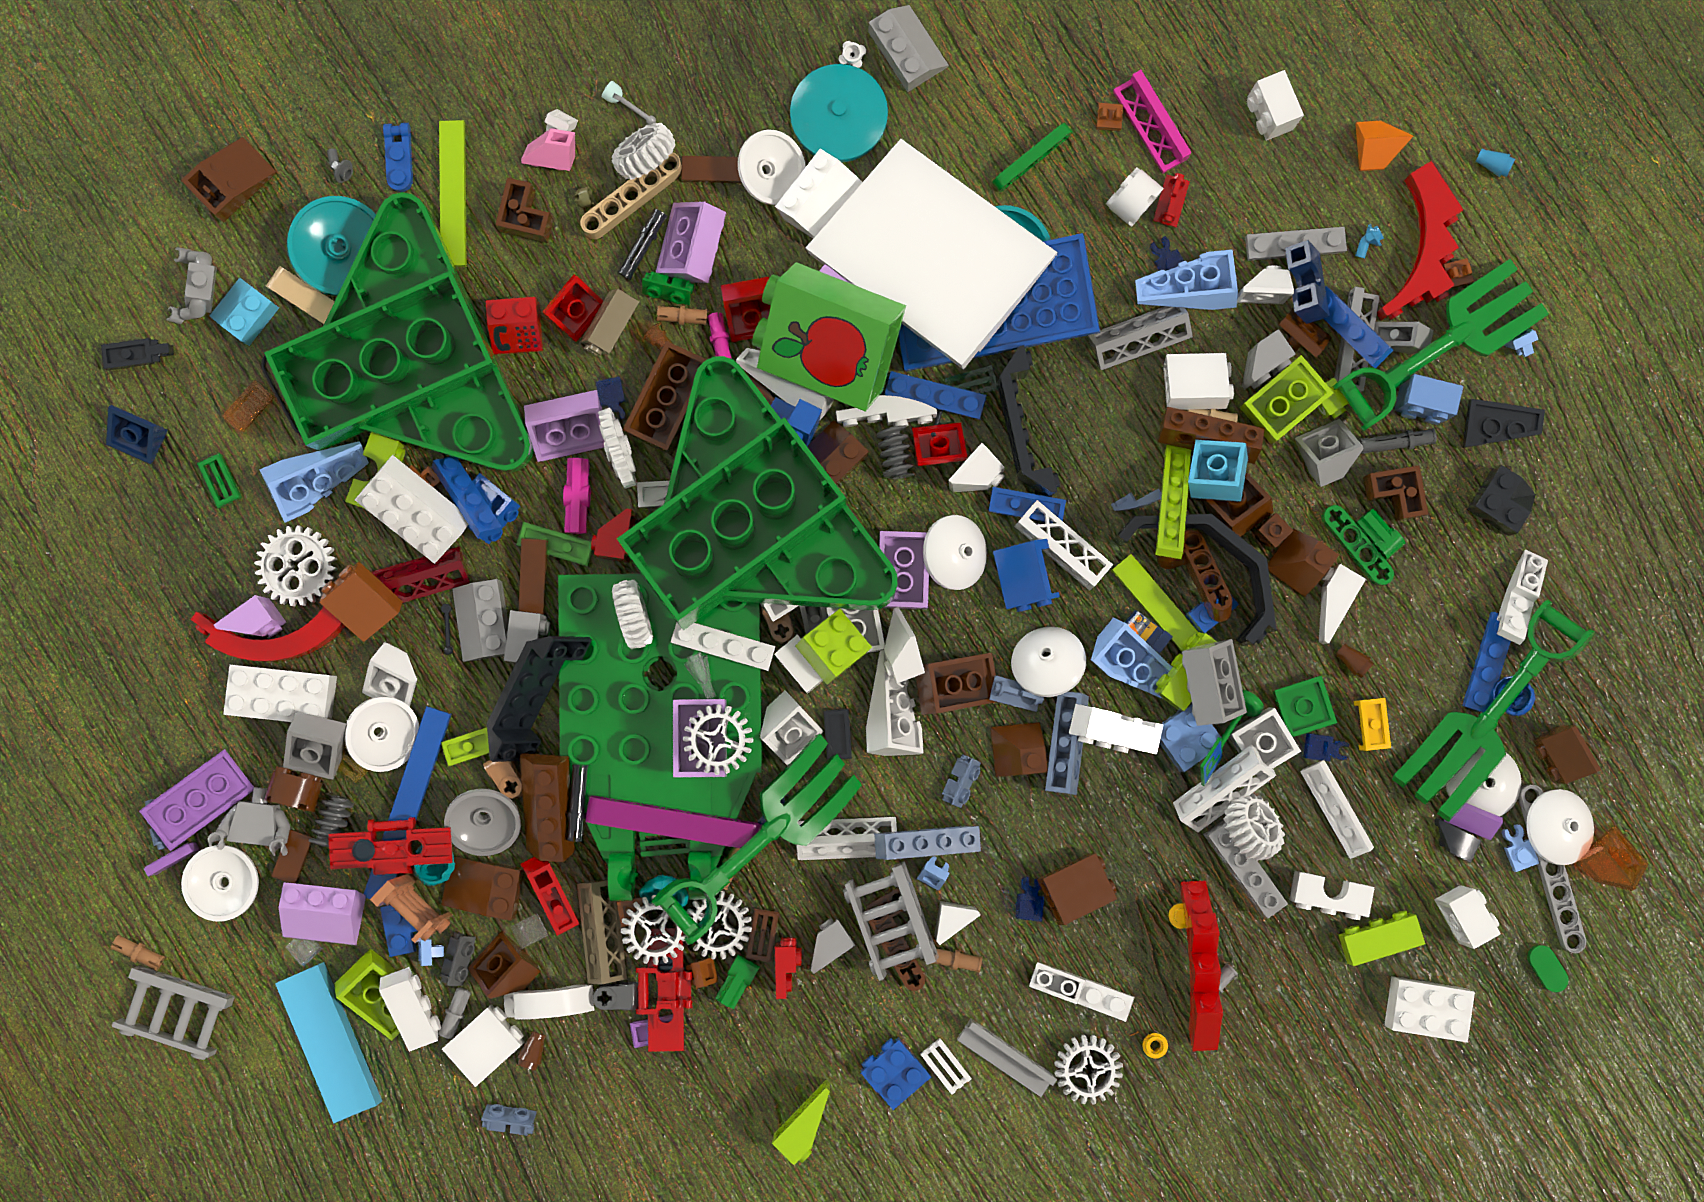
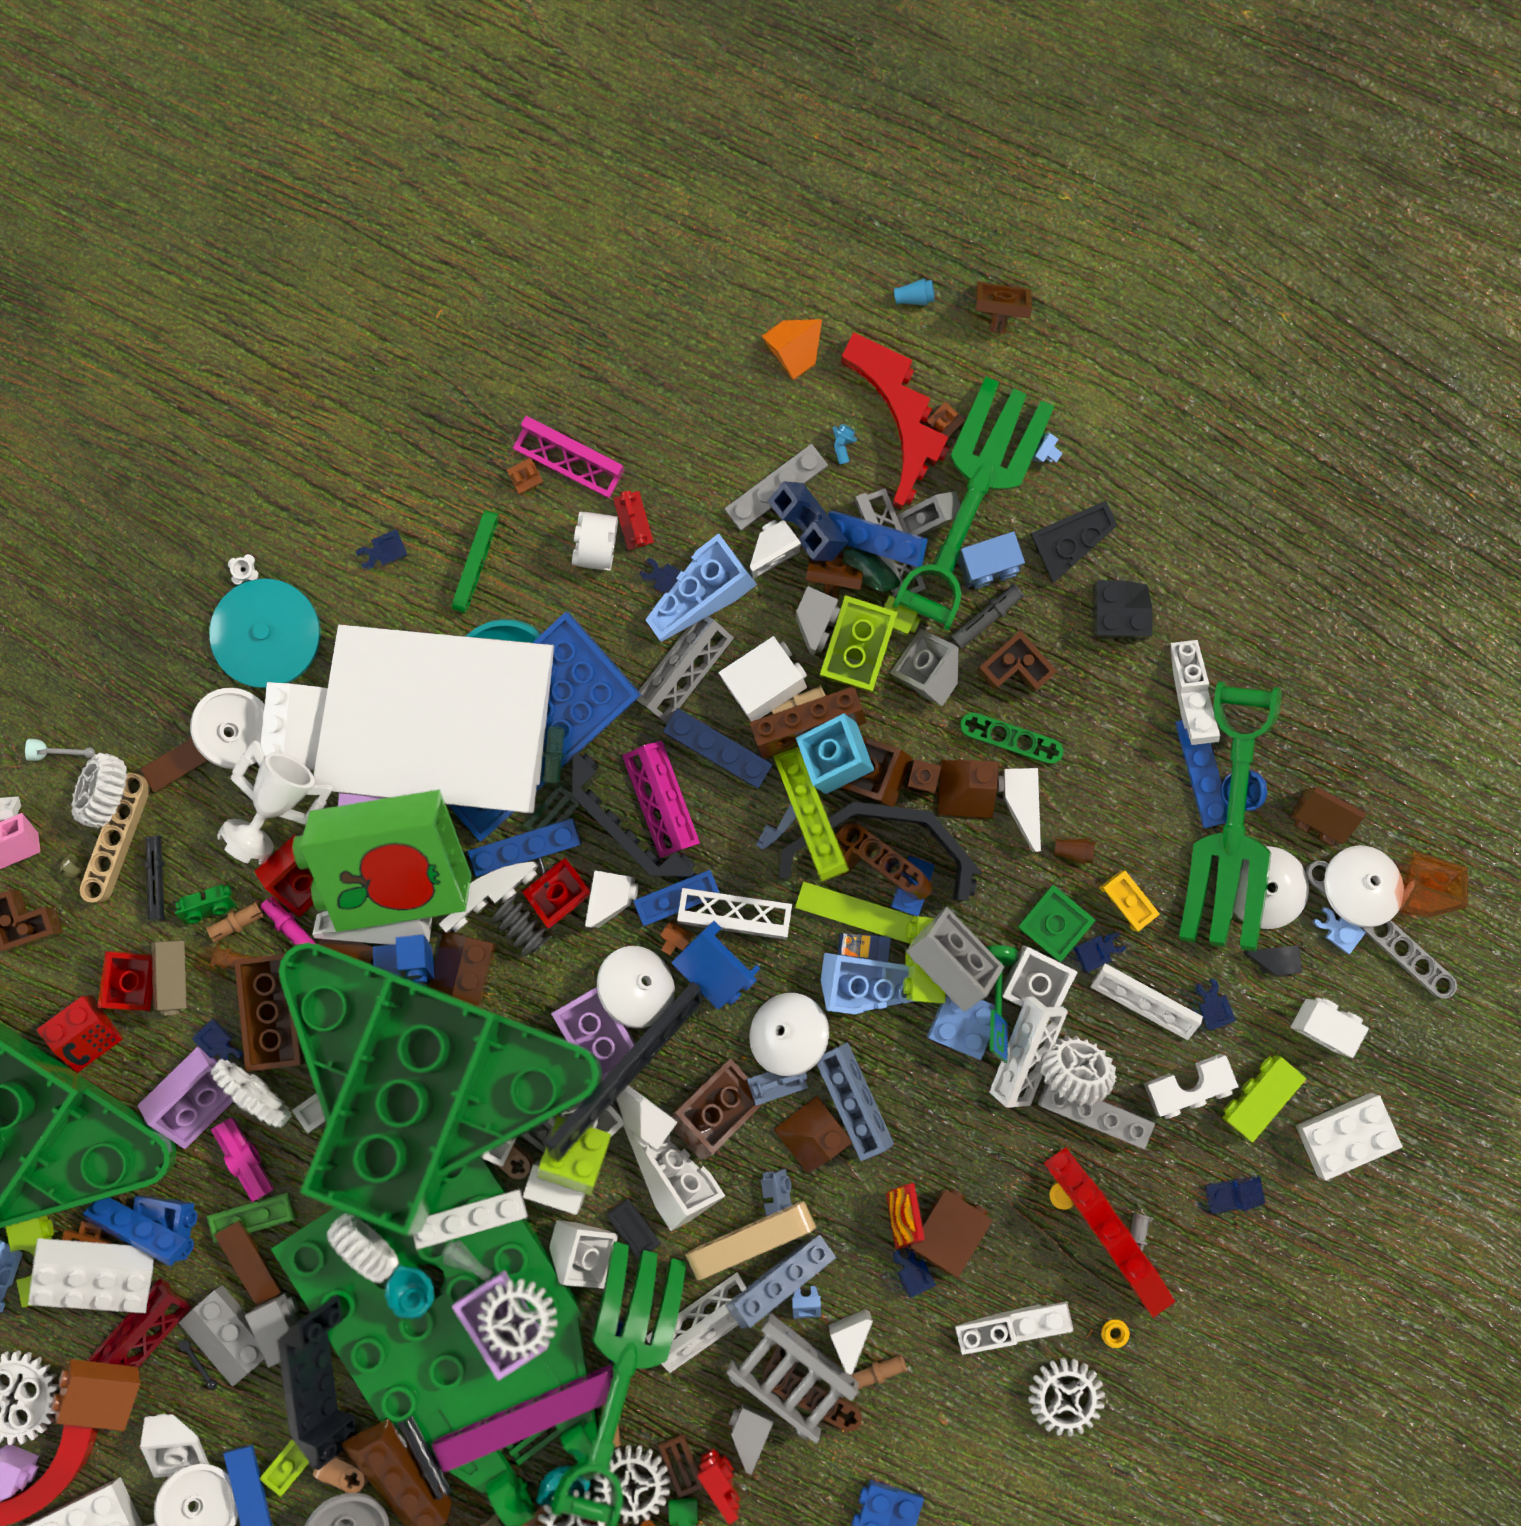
camera: 30 degrees left, 0 degrees up
(606, 543) = (296, 1175): red slope -> none
(645, 670) = (409, 1292): none -> teal hair
(691, 241) = (195, 846): lavender slope -> none
(778, 233) = (277, 789): none -> white piece
(906, 46) = (290, 528): light grey slope -> none
(910, 608) = (624, 1072): none -> black tile
(923, 797) = (750, 1240): none -> tan beam
(958, 1082) = (928, 1489): white tile -> none
(971, 105) = (386, 548): none -> clear blue plate
(1005, 335) = (553, 754): none -> clear green axle
(1006, 1057) = (983, 1434): light grey fence -> none
(1008, 534) = (676, 937): none -> dark orange tile
(1052, 853) = (905, 1216): none -> slope
(1066, 423) = (665, 797): none -> dark pink fence
(1114, 729) = (889, 1062): white wedge -> none
(1129, 412) = (717, 748): none -> dark blue brick
(1274, 105) = (673, 371): white brick -> none
(1312, 998) = (1235, 1194): none -> clear blue slope
(1335, 351) = (875, 571): none -> clear green slope
(1383, 537) = (1031, 716): green piece -> none
(1386, 849) = (1216, 1009): none -> clear blue plate
(1477, 821) = (1283, 929): medium lavender tile -> none
(1547, 968) = (1435, 1026): green tile -> none
(1559, 209) = (1002, 302): none -> reddish brown tile

